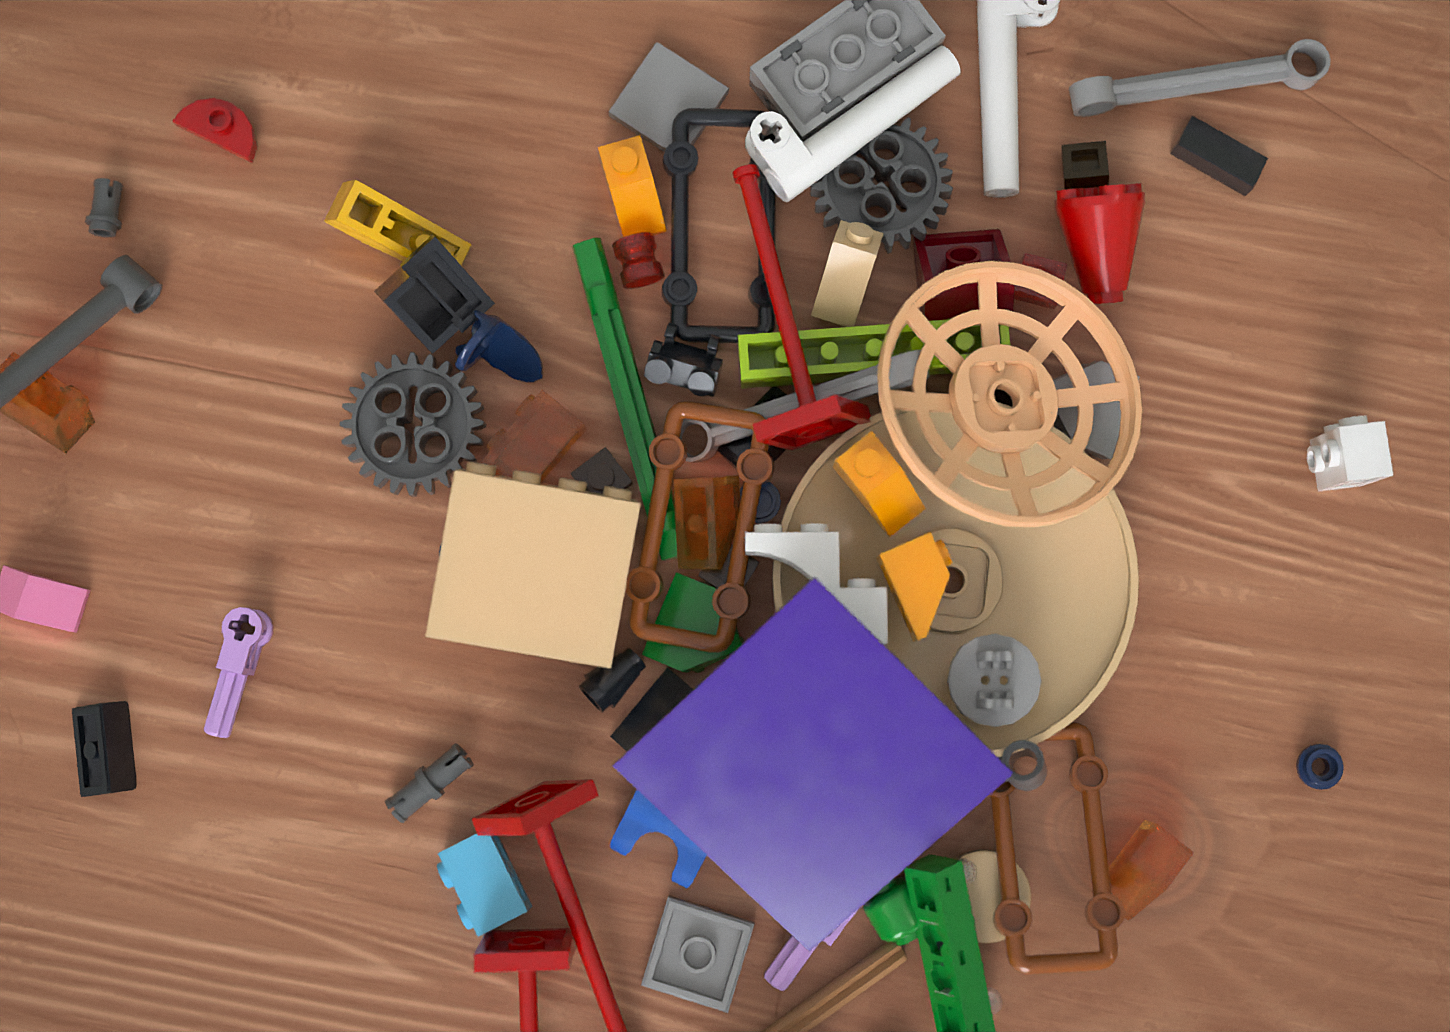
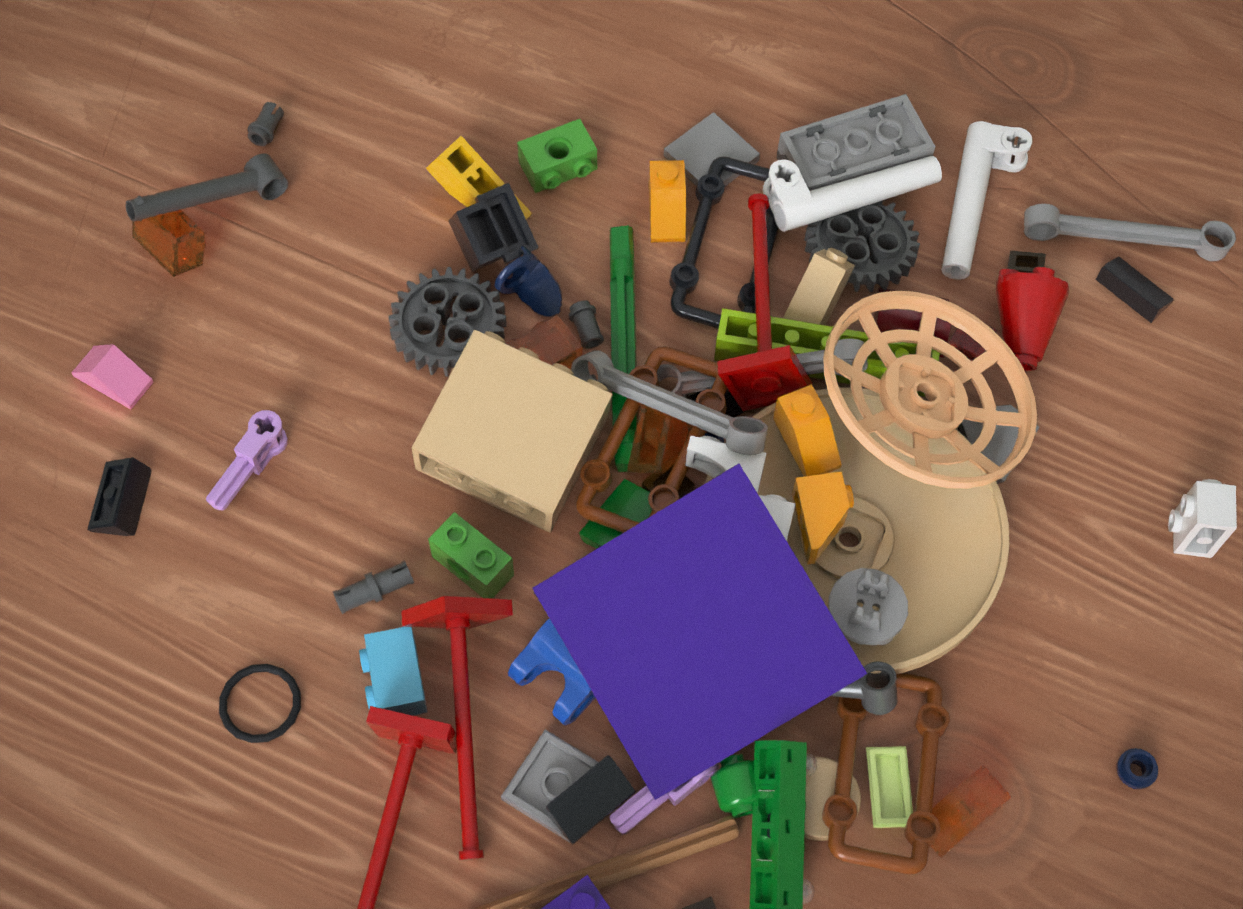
camera: 10 degrees right, 20 degrees down
(219, 124) = (369, 92): red plate -> none
(304, 947) = (275, 733): none -> black piece
(486, 136) = (539, 154): none -> bright green brick
(528, 721) = (471, 556): none -> bright green brick
(578, 382) = (584, 319): none -> dark grey pin
(607, 686) = (546, 546): black cone -> none
(608, 456) = (742, 433): none -> light grey piece
(638, 260) = (658, 252): clear red wheel -> none
(684, 364) = (673, 328): black piece -> none
(739, 970) = (589, 799): none -> black slope
(1057, 860) = (889, 786): none -> yellowish green tile

